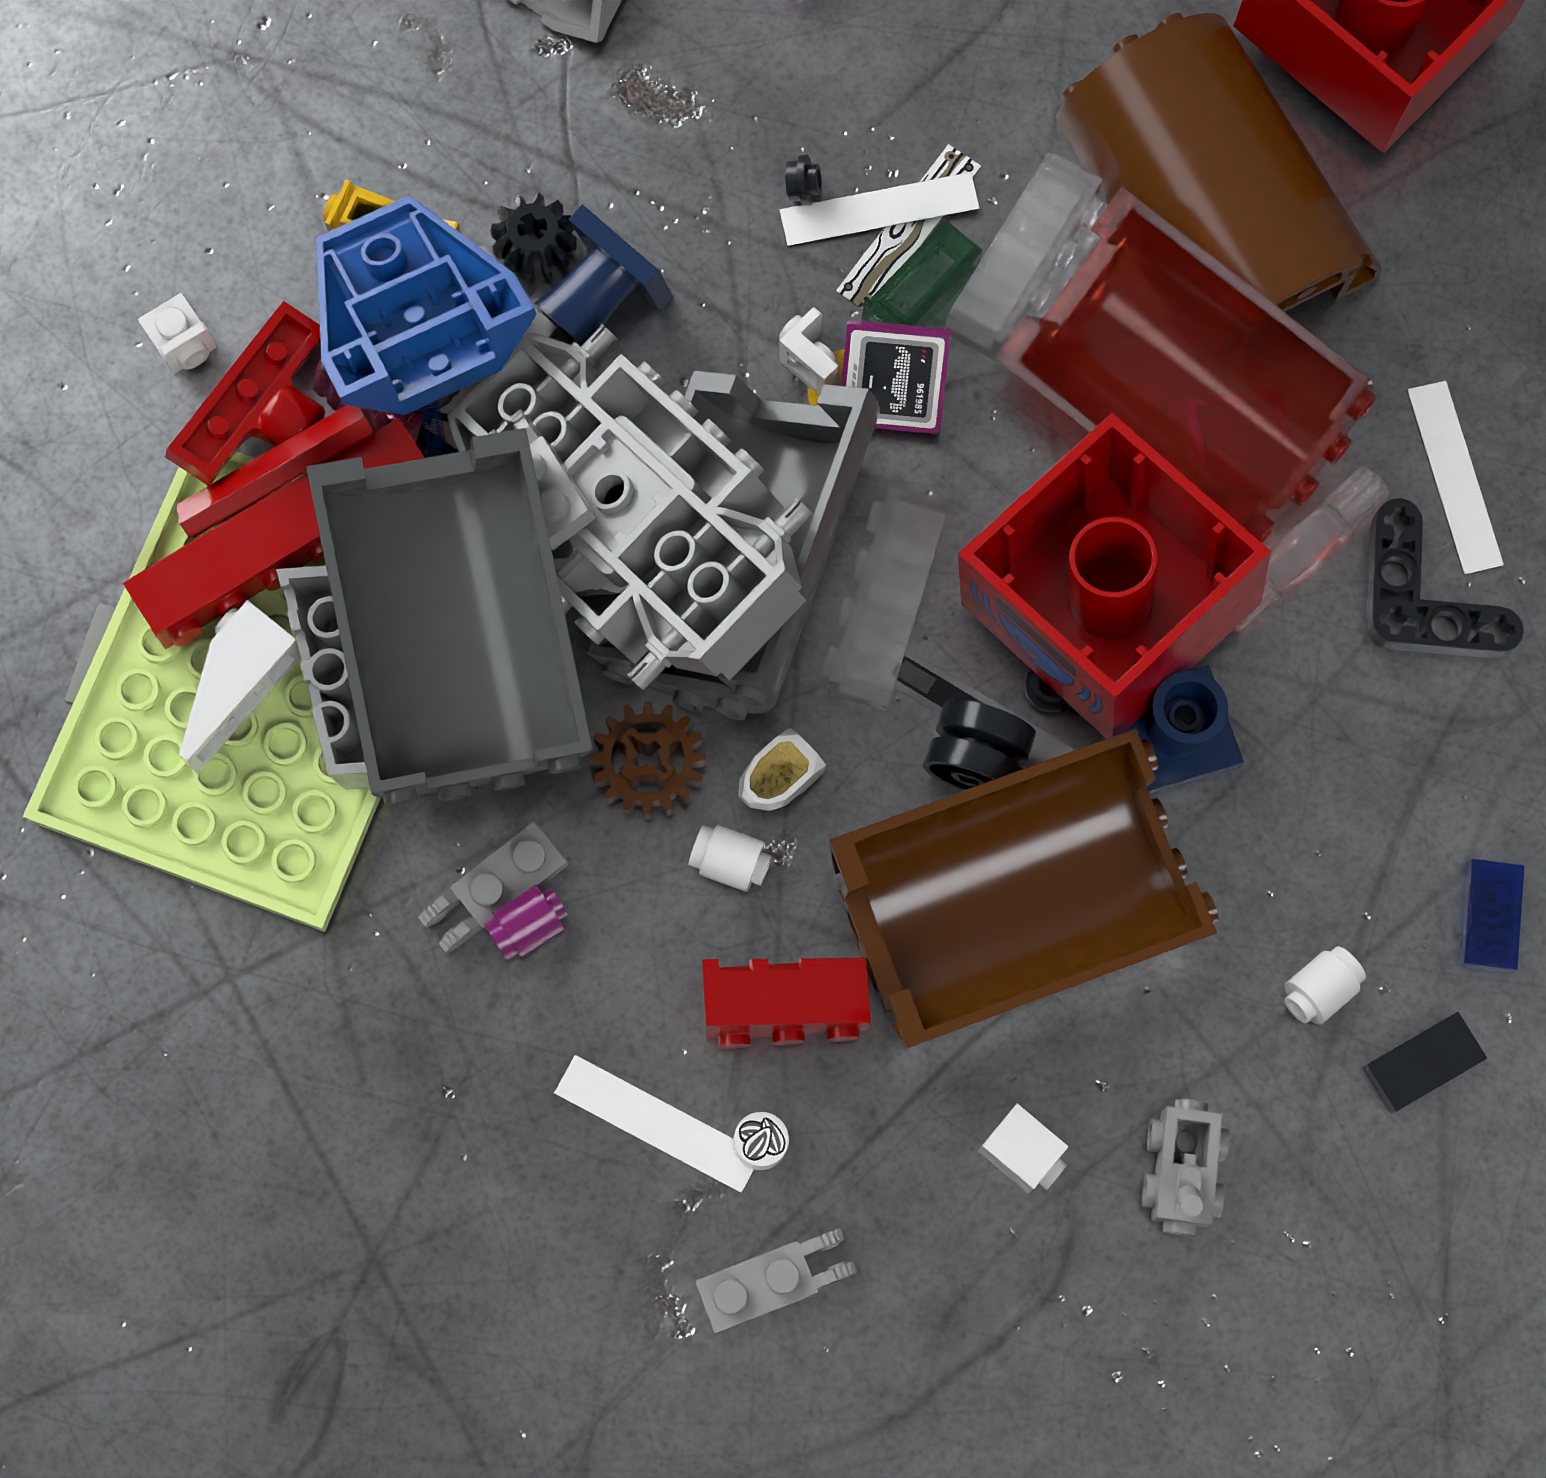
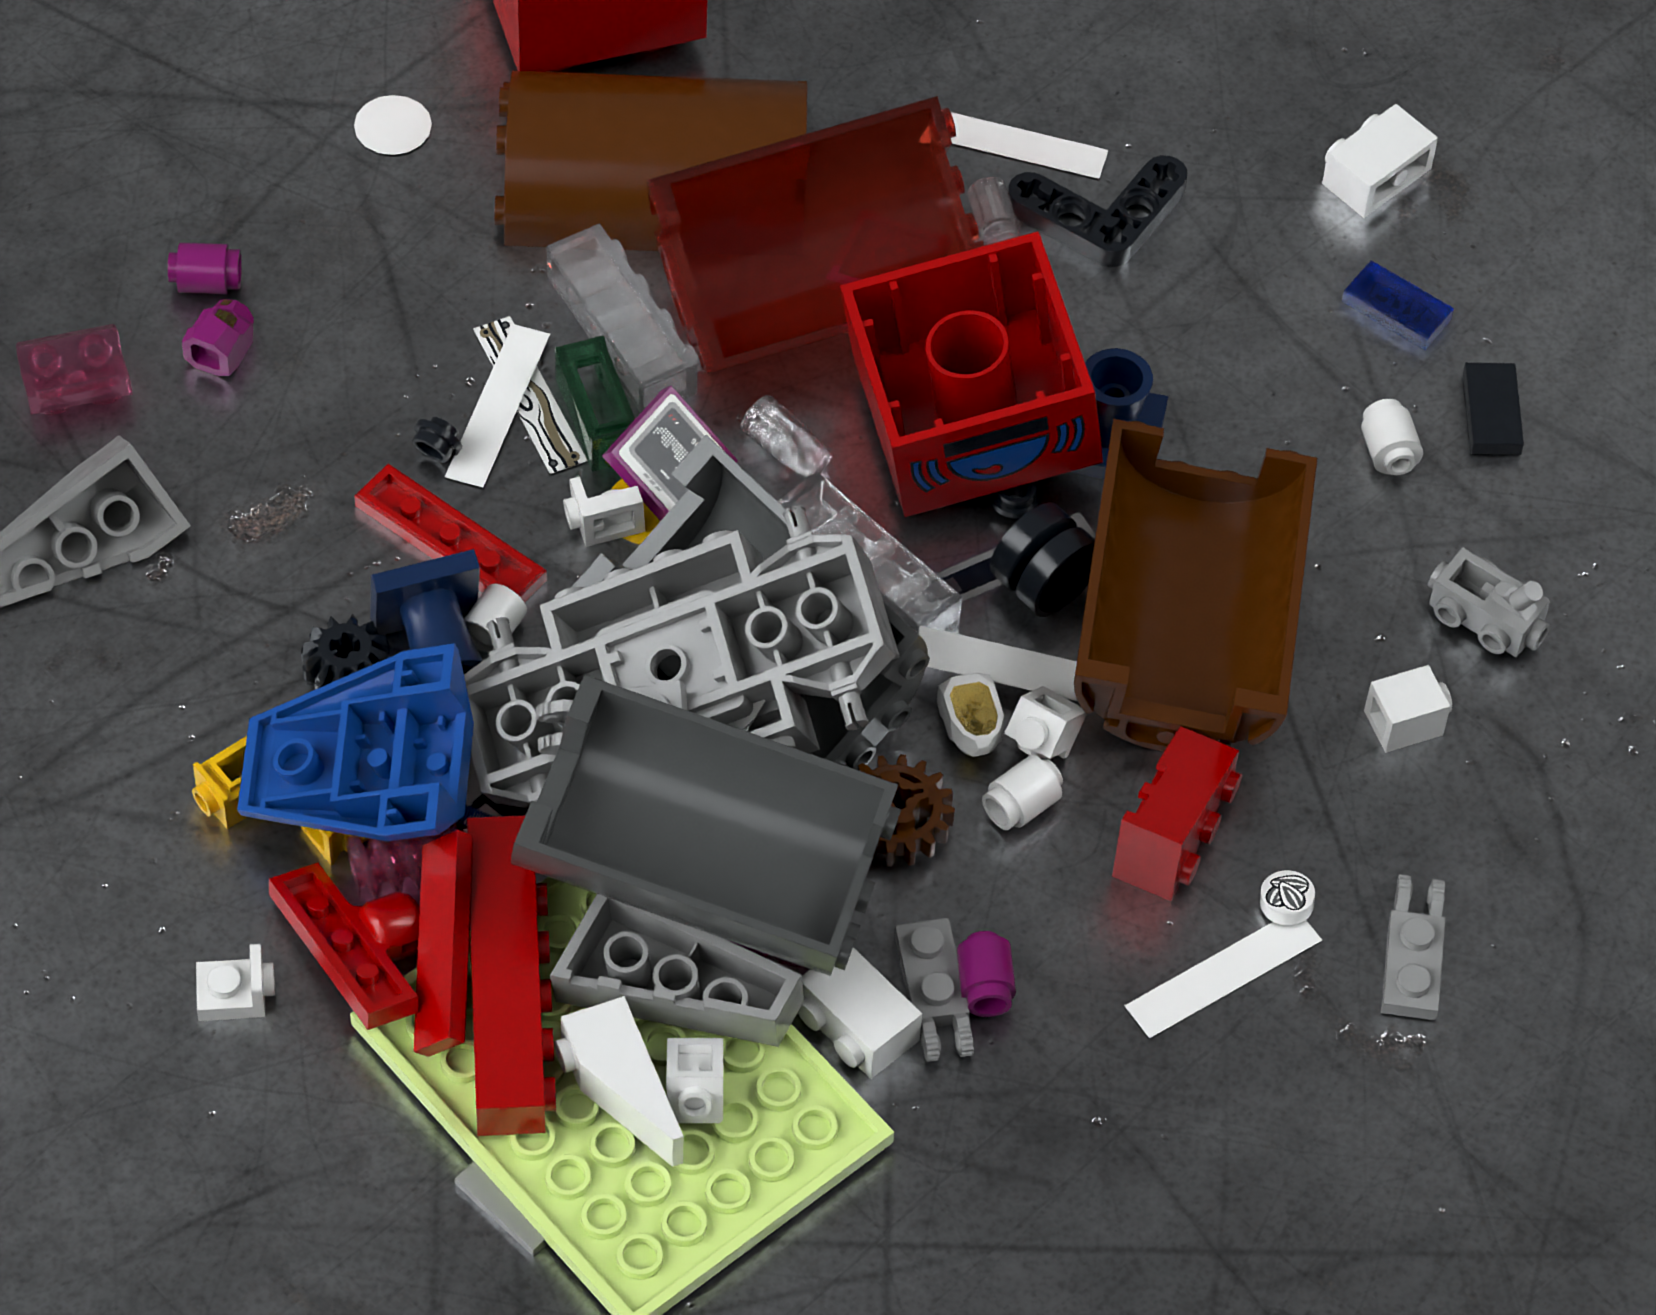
camera: 60 degrees left, 20 degrees down
(269, 737) = (695, 1079): none -> white bracket
(425, 843) = (860, 1014): none -> white brick
(646, 328) = (493, 603): none -> white beam
(715, 249) = (444, 531): none -> red tile
(790, 836) = (1045, 724): none -> white brick
(845, 755) = (1002, 662): none -> white sticker
(985, 460) = (785, 436): none -> clear hinge

